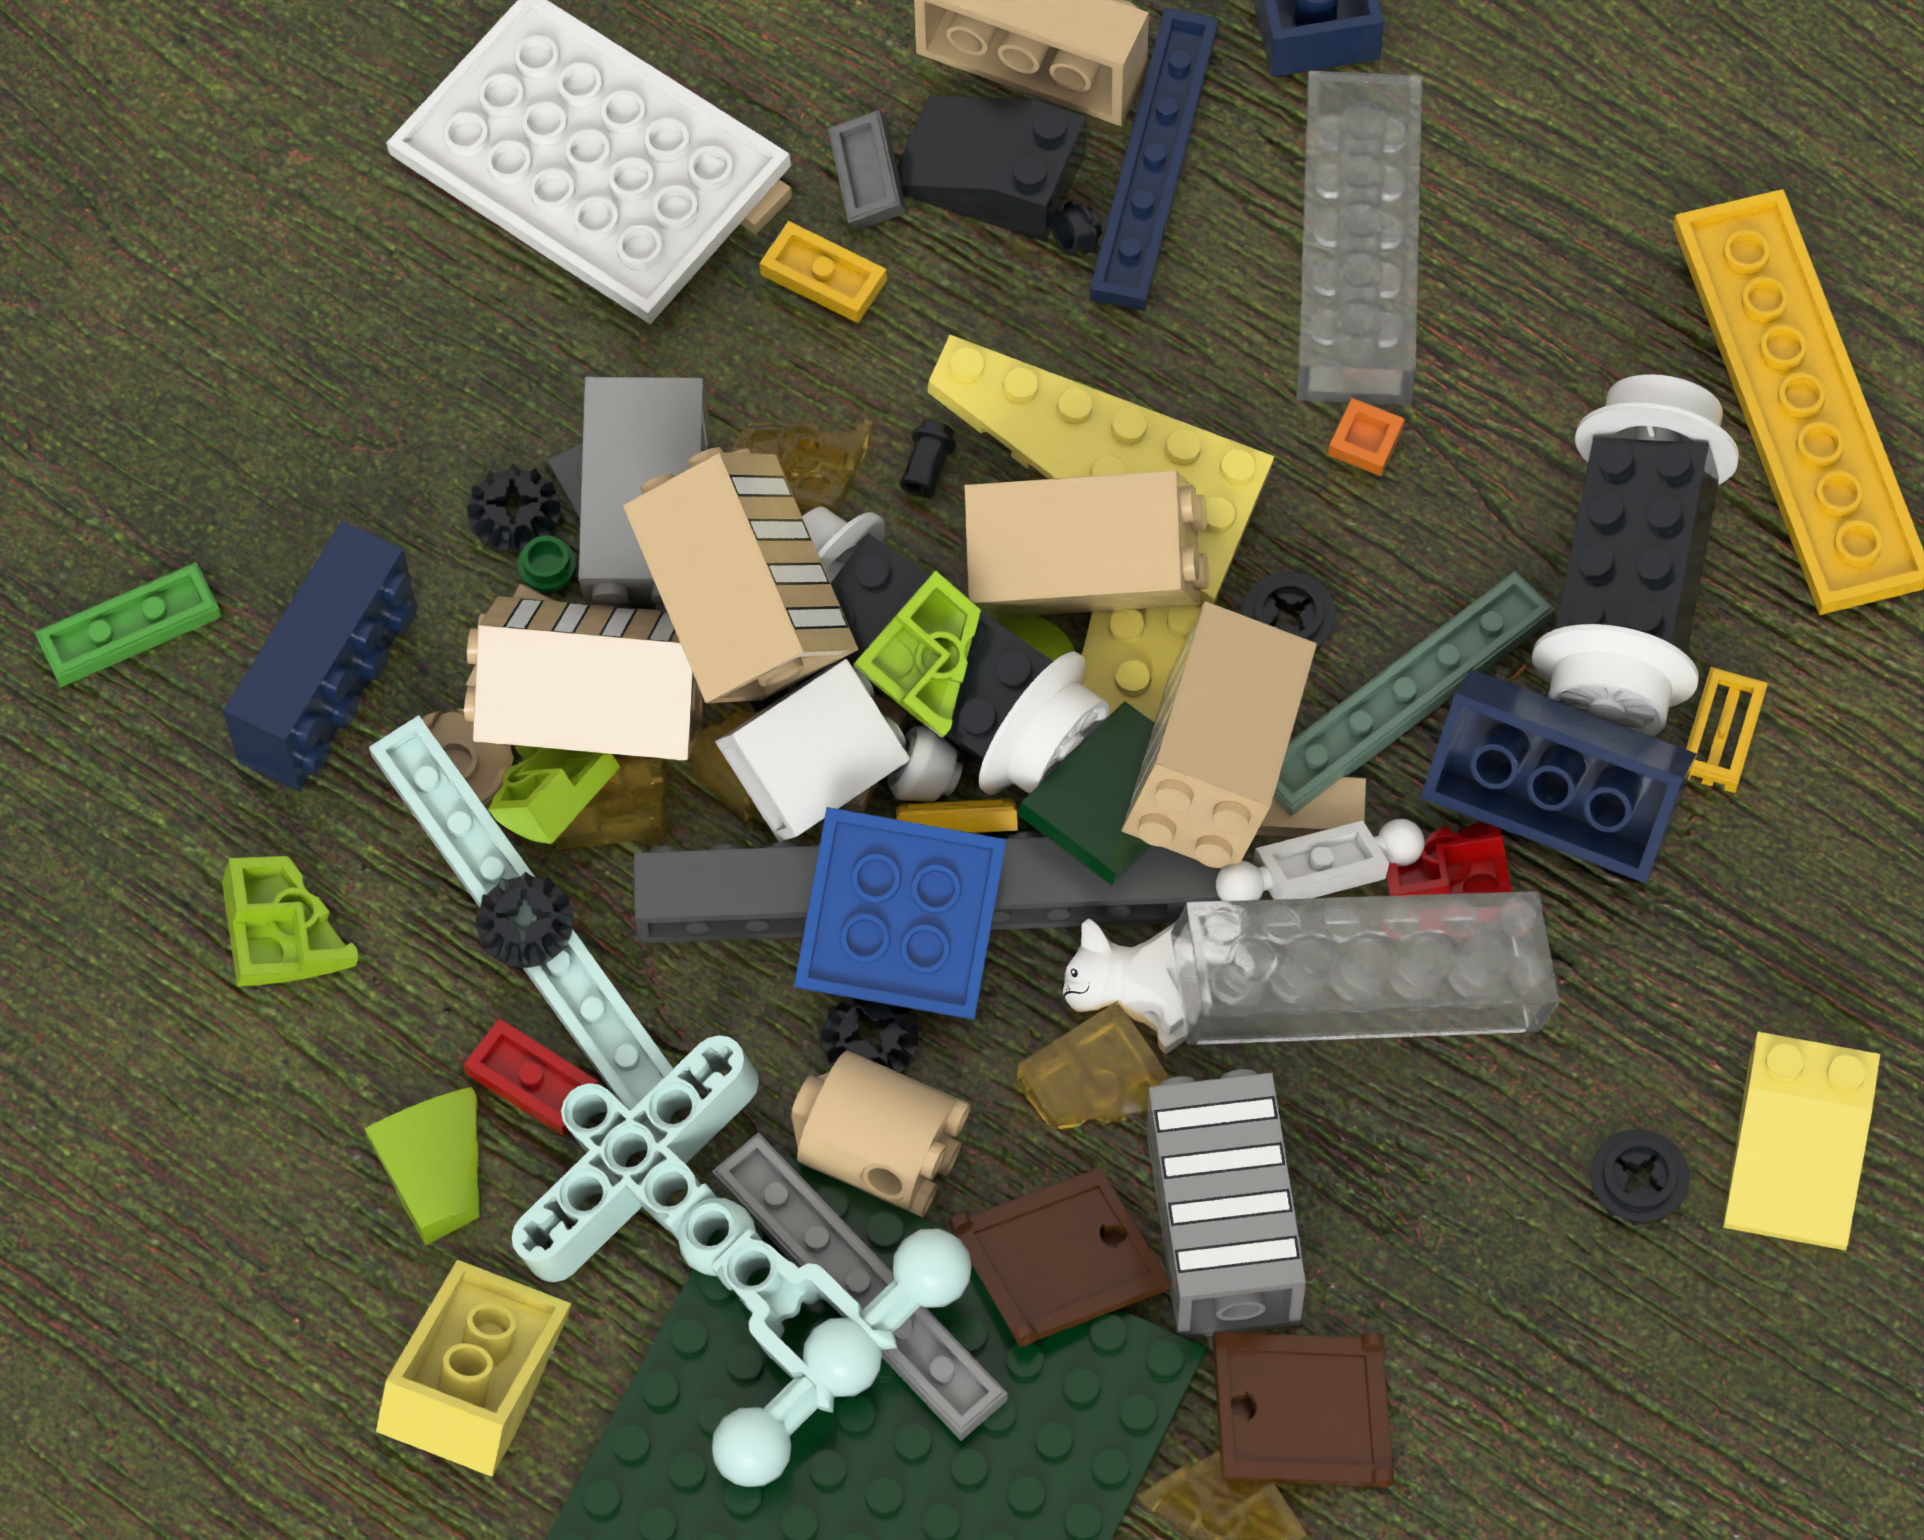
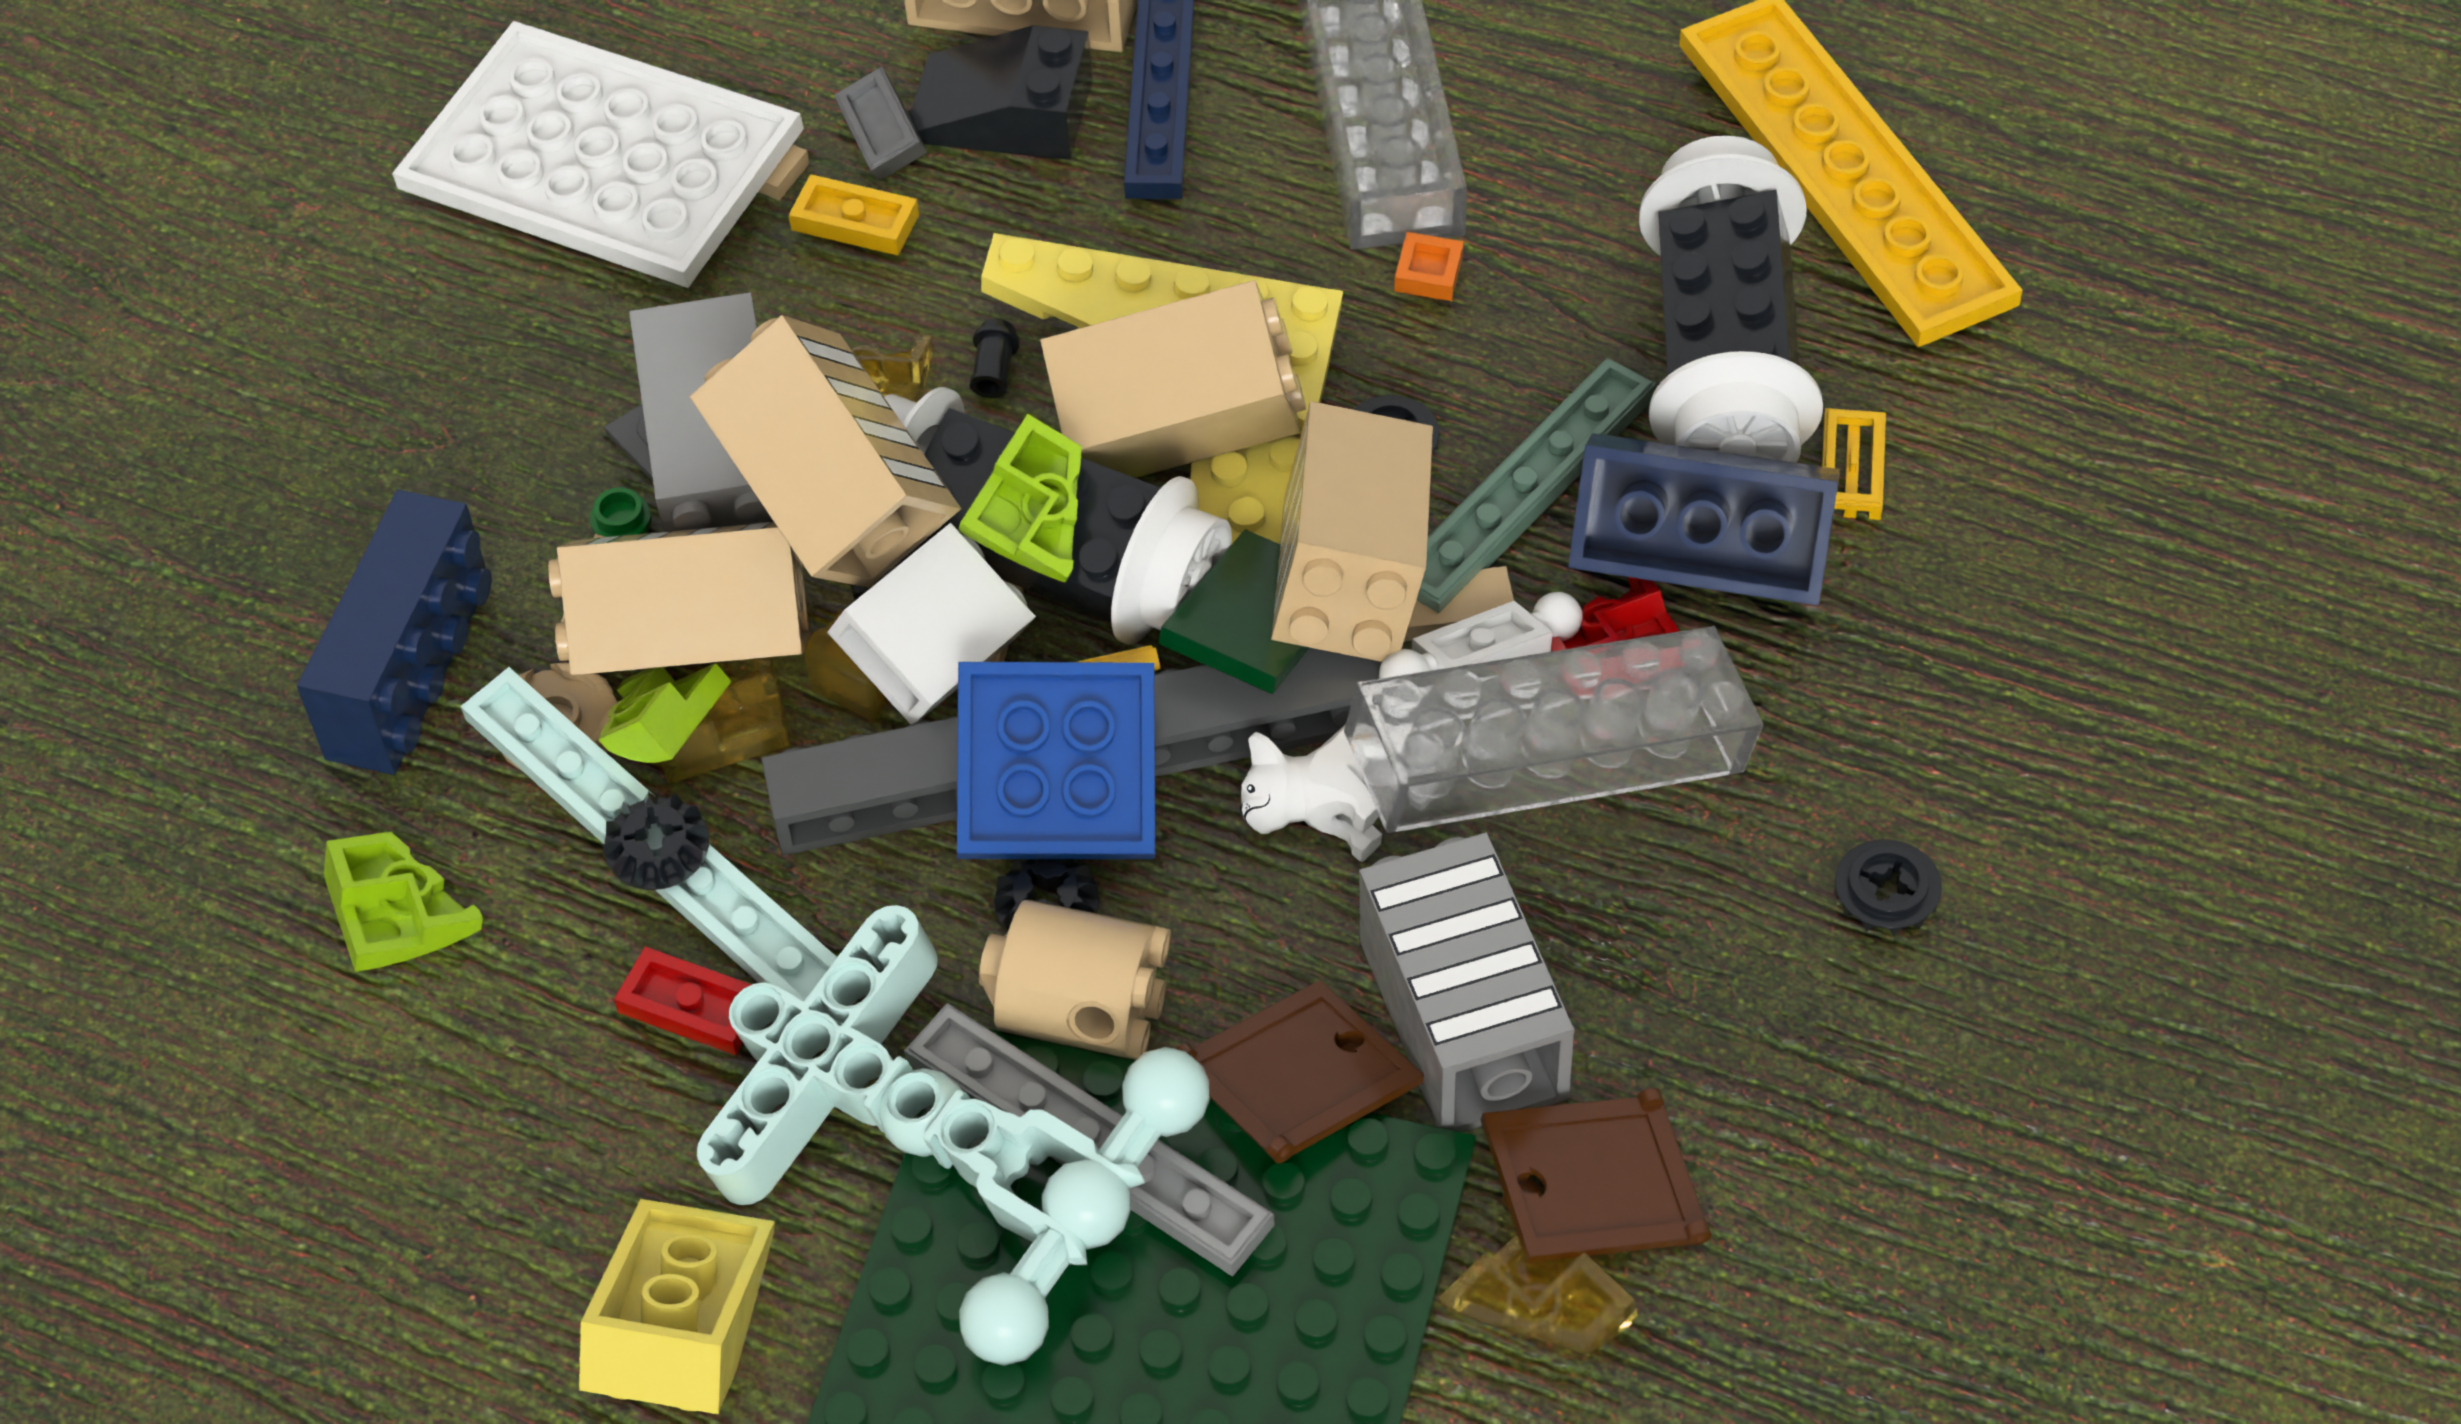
camera: 10 degrees left, 10 degrees down
(128, 624) = (187, 648): bright green tile -> none
(433, 1161) = (596, 1105): lime slope -> none
(535, 520) = (552, 480): black gear -> none
(930, 770) = (1055, 631): white cone -> none
(1076, 228) = (1098, 137): black plate -> none
(1092, 1072) = (1288, 889): clear yellow slope -> none
(1801, 1140) = (2045, 817): light yellow slope -> none

